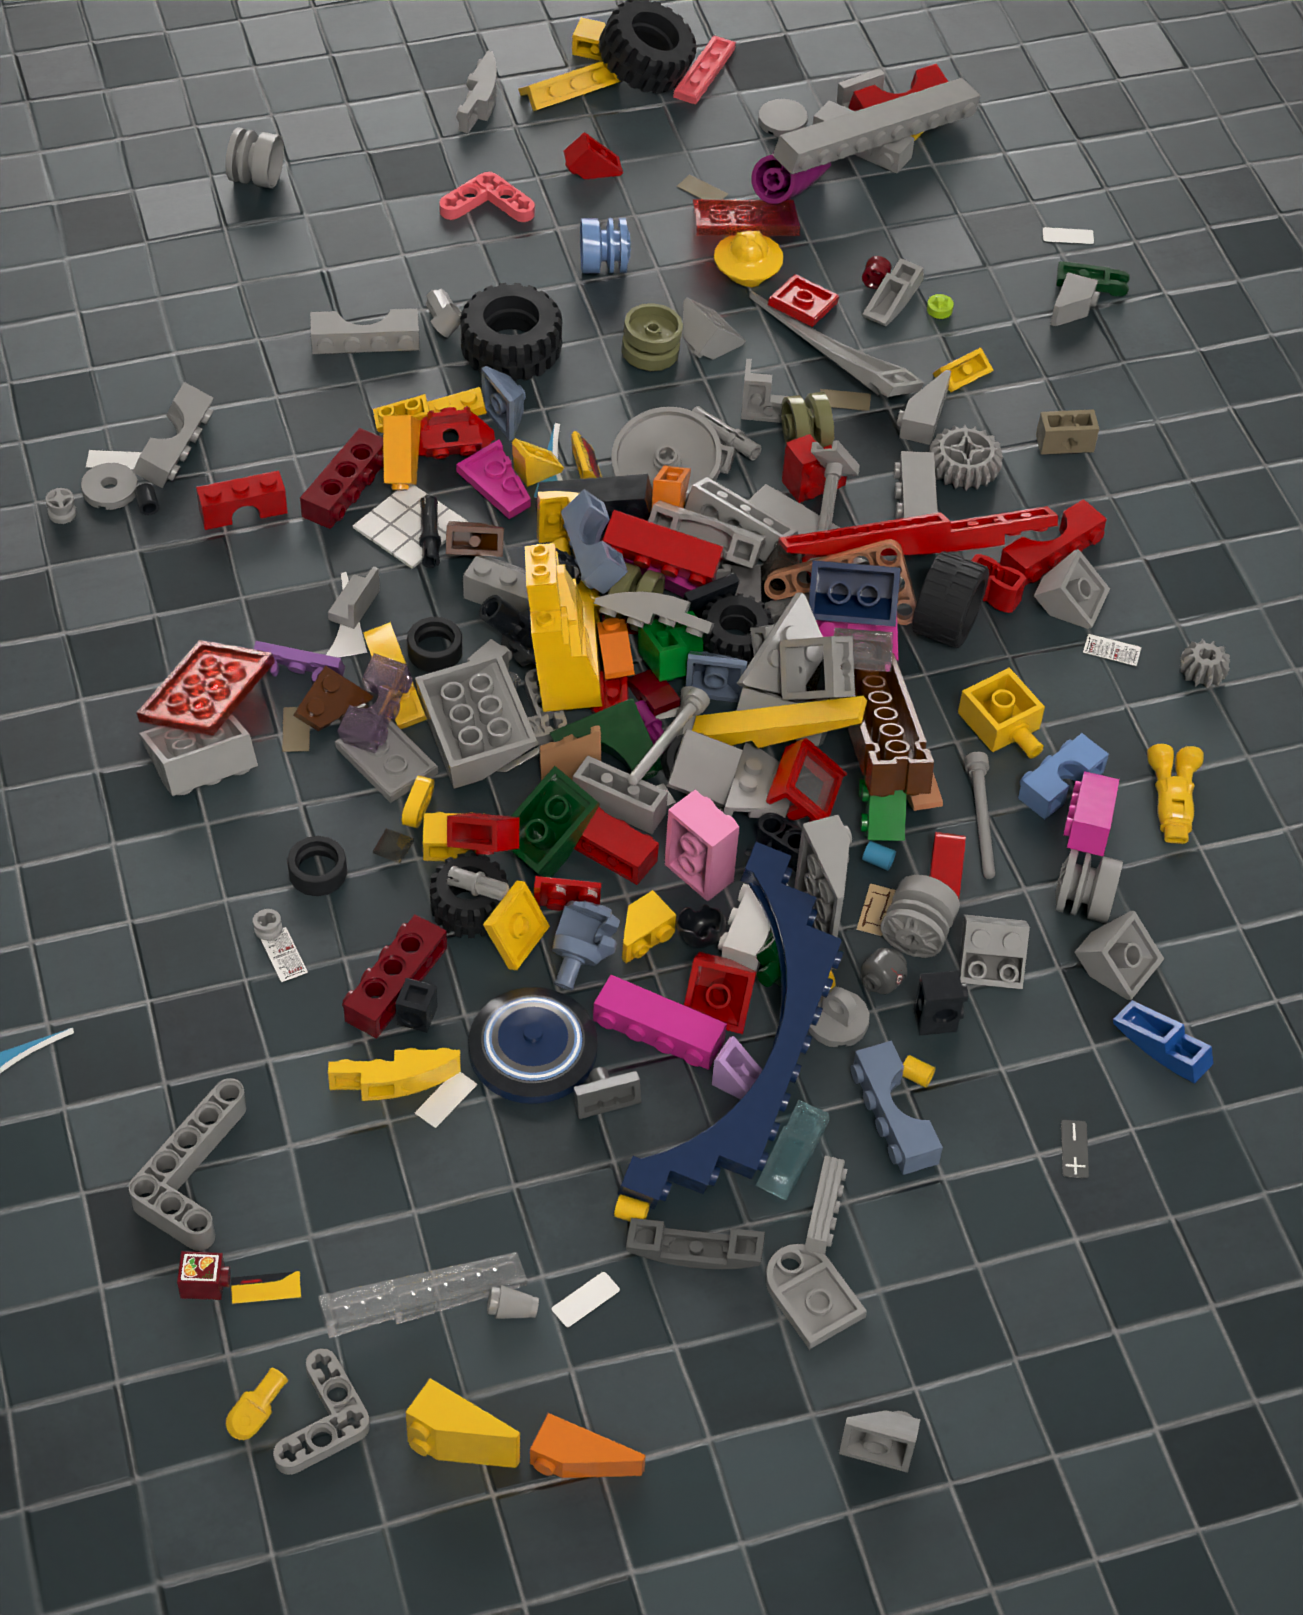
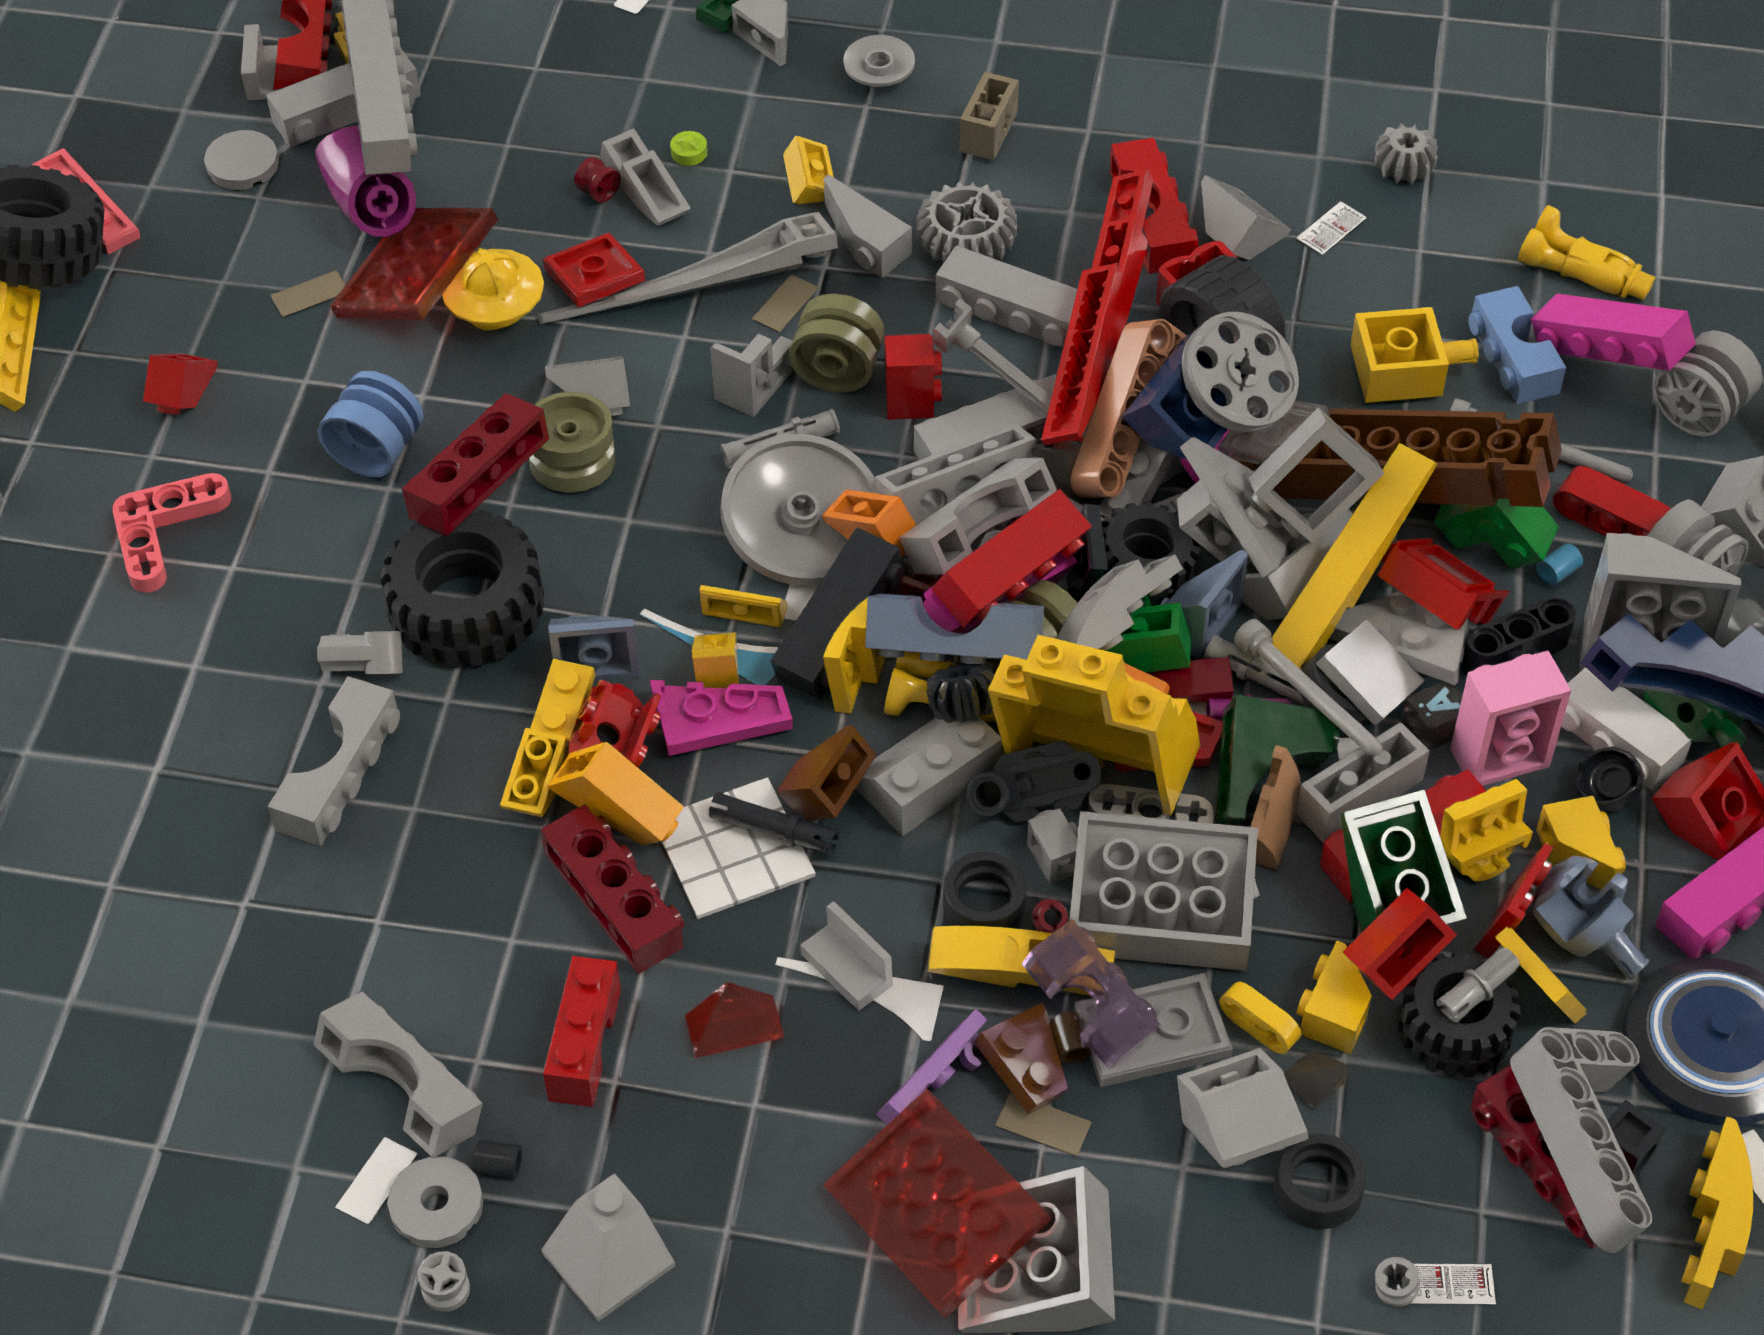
camera: 60 degrees left, 0 degrees up
(116, 564) = (607, 1248): none -> light grey slope
(289, 566) = (733, 1020): none -> clear red slope
(338, 804) = (1240, 1108): none -> light grey slope
(405, 959) = (1558, 1079): none -> light grey beam
(418, 665) = (1060, 911): none -> dark red pin
(583, 289) = (475, 464): none -> dark red brick
(612, 863) = (1486, 831): none -> yellow slope
(879, 586) = (1228, 379): none -> light grey wedge
(1082, 364) = (879, 60): none -> light grey dish

